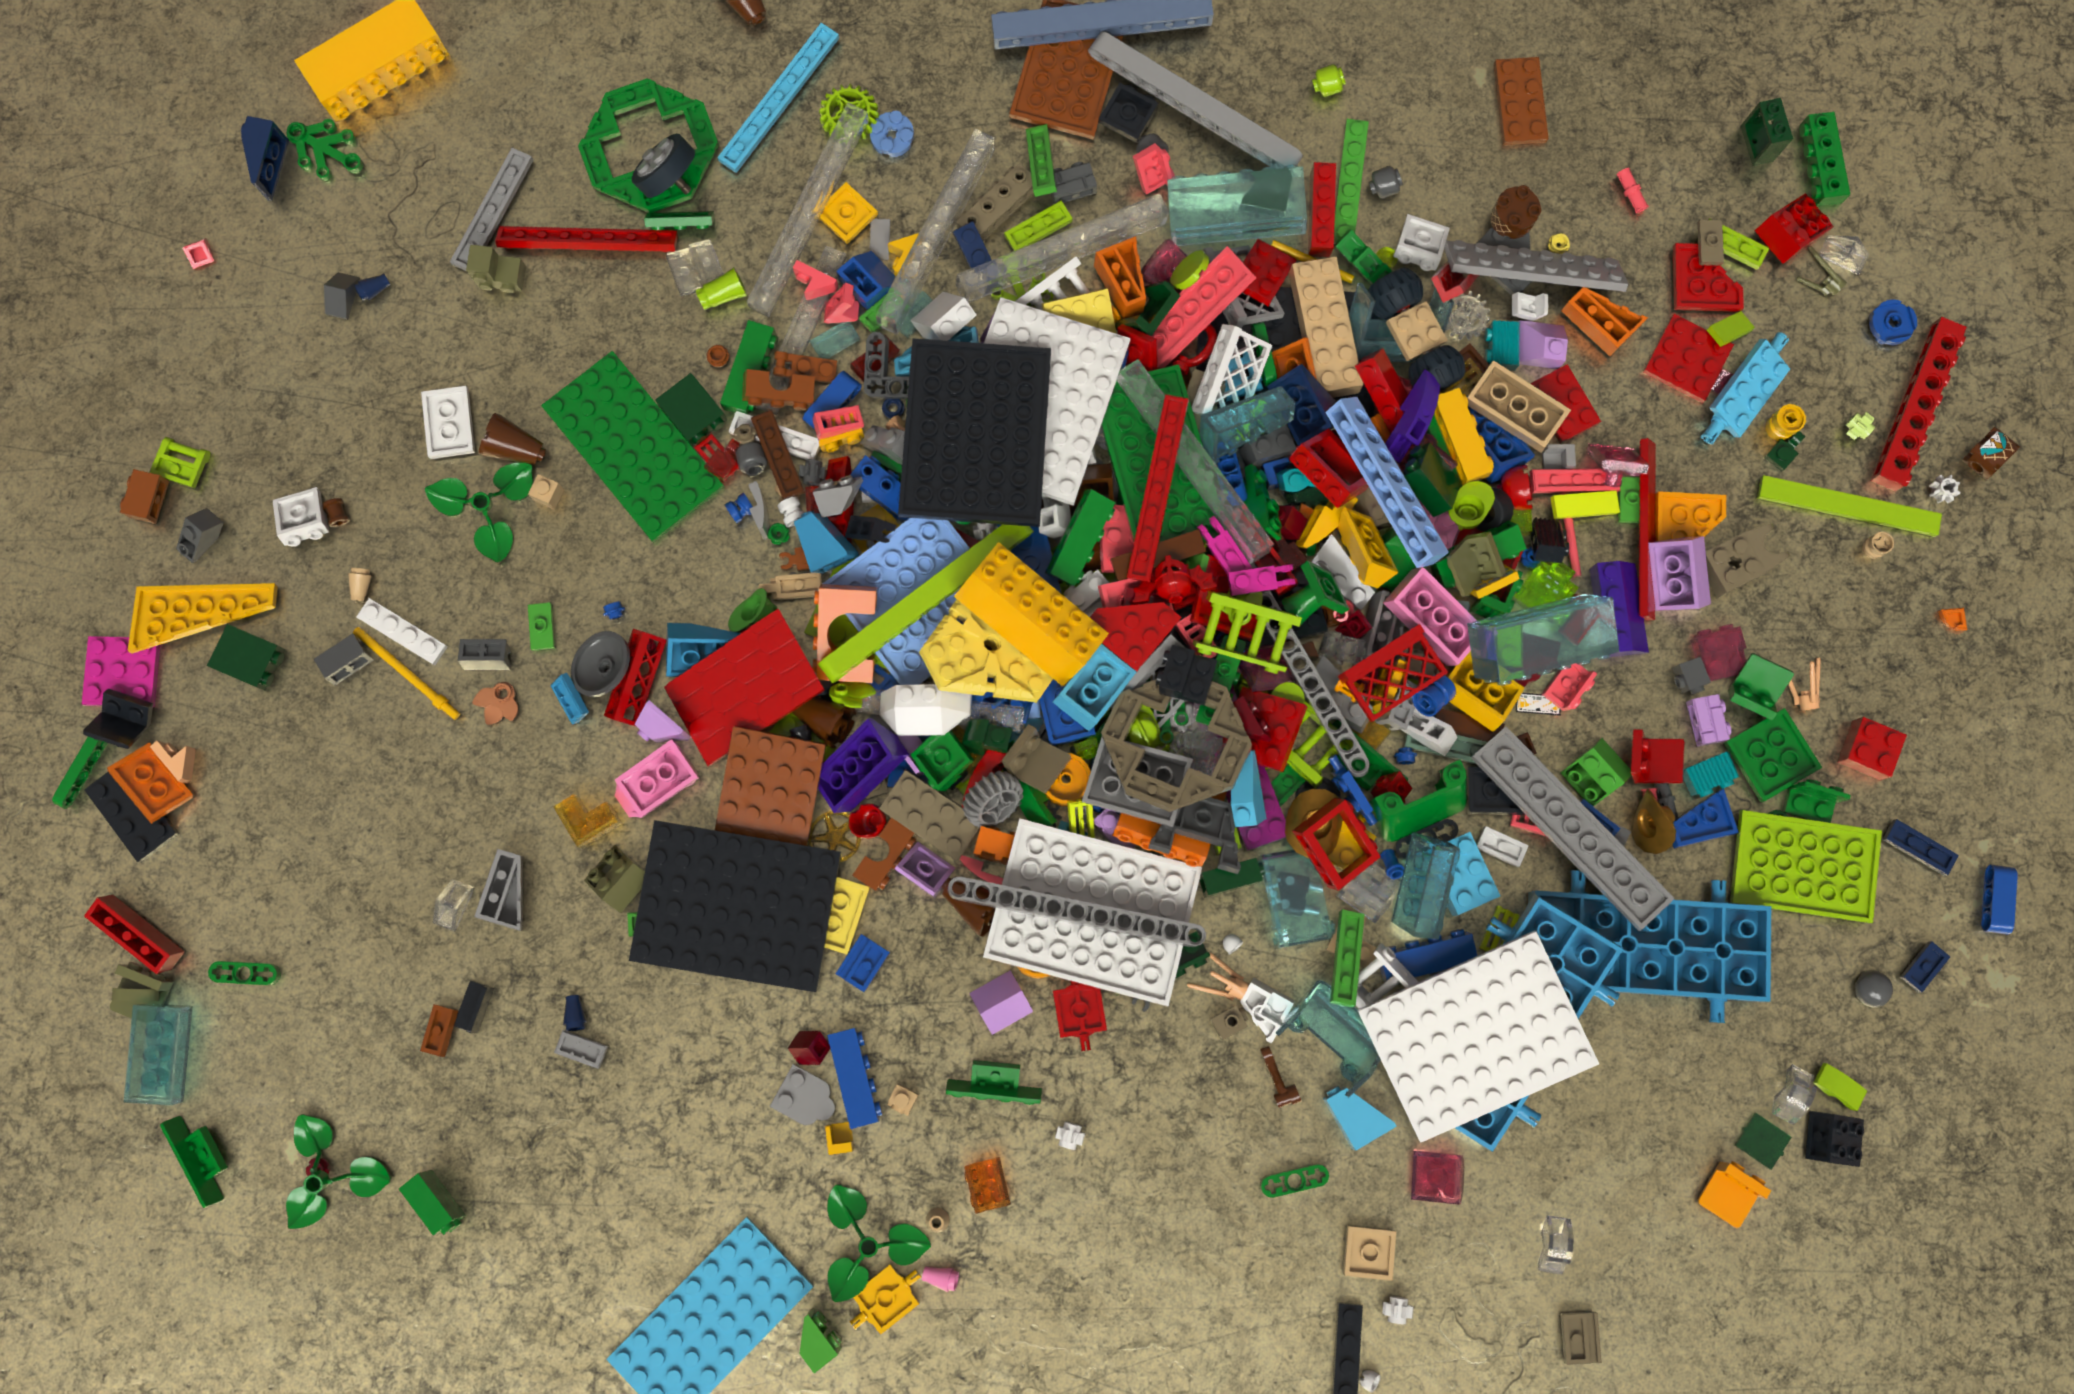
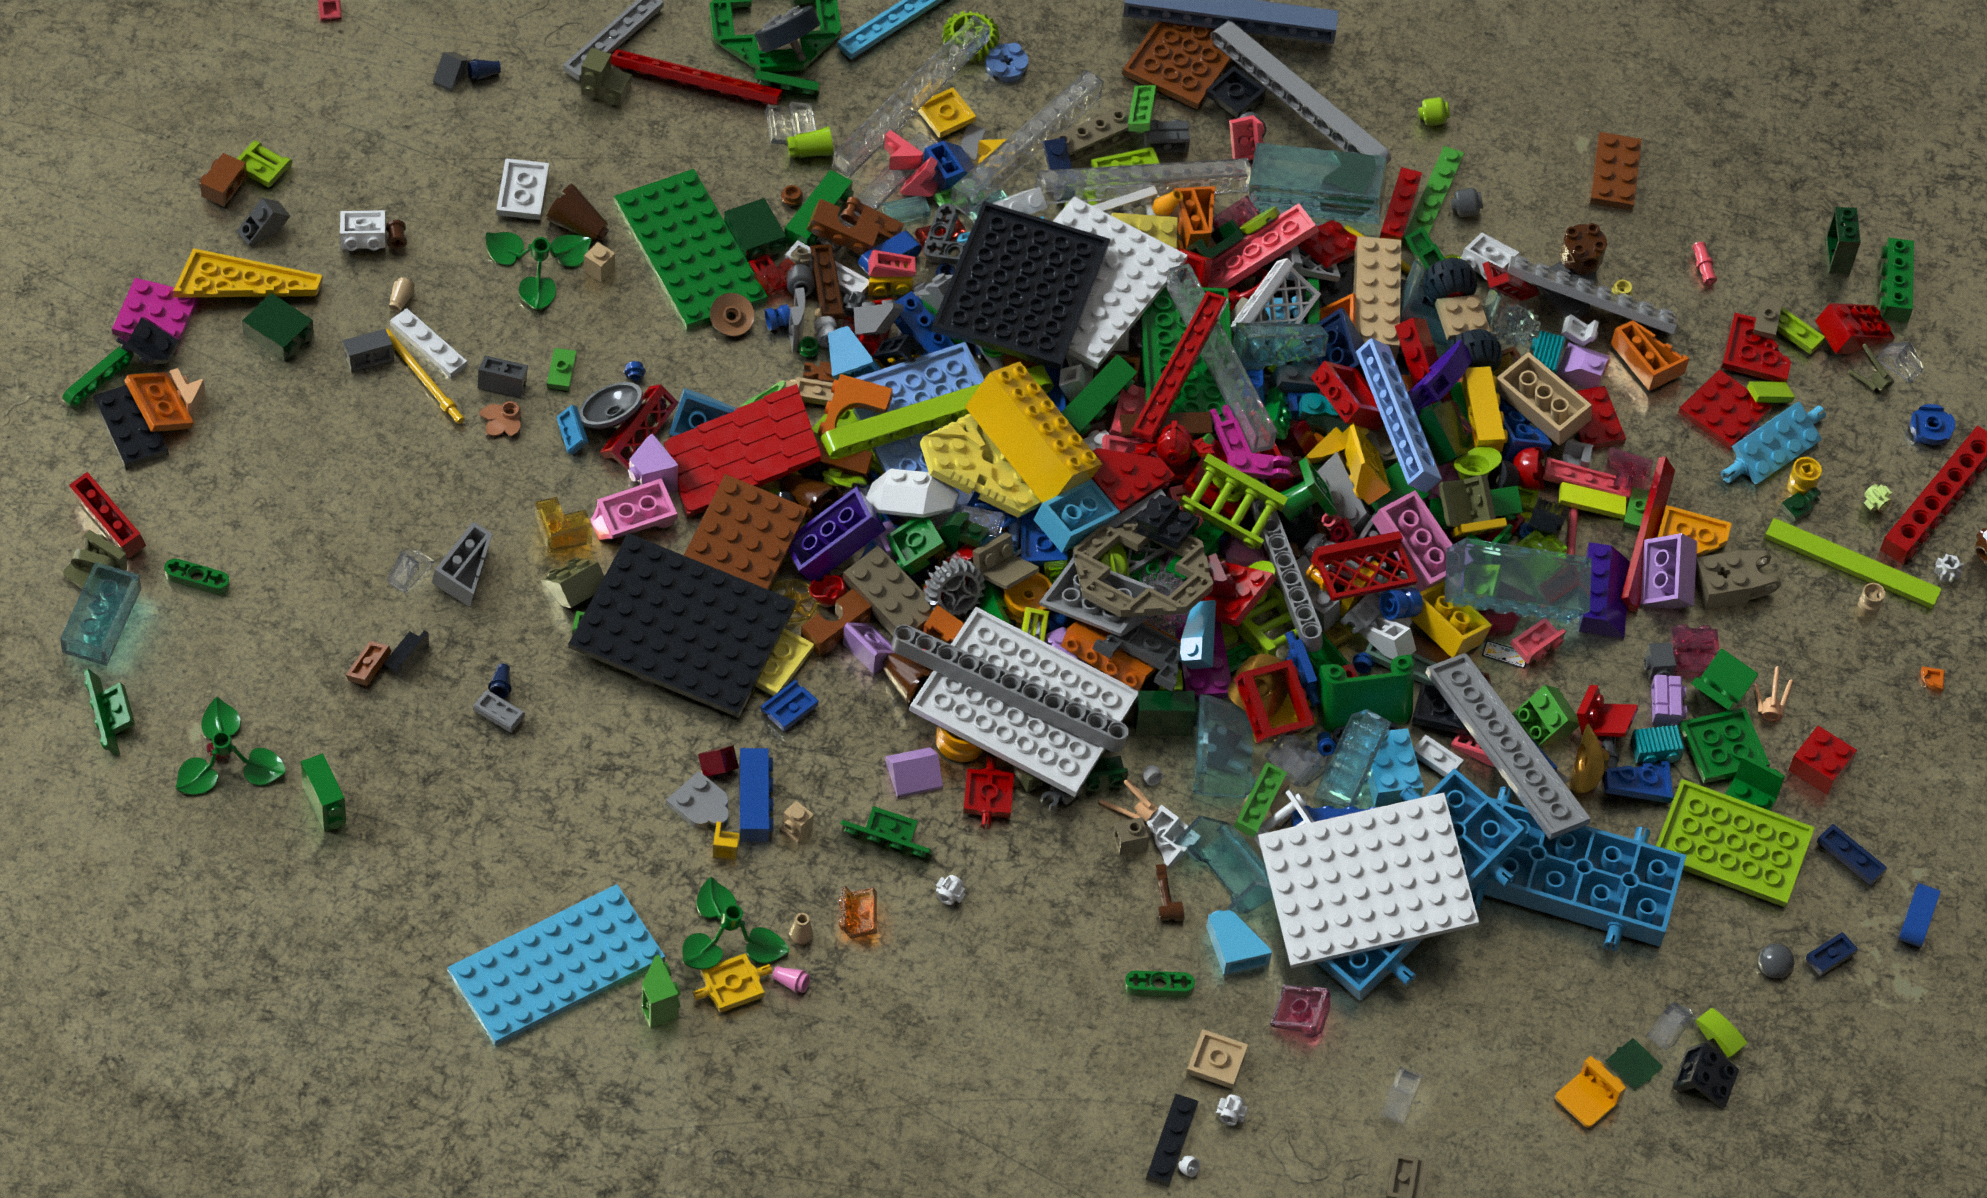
camera: 10 degrees right, 25 degrees down
(693, 530) = (732, 304): none -> medium nougat dish
(1091, 273) = (1167, 203): none -> light orange cone

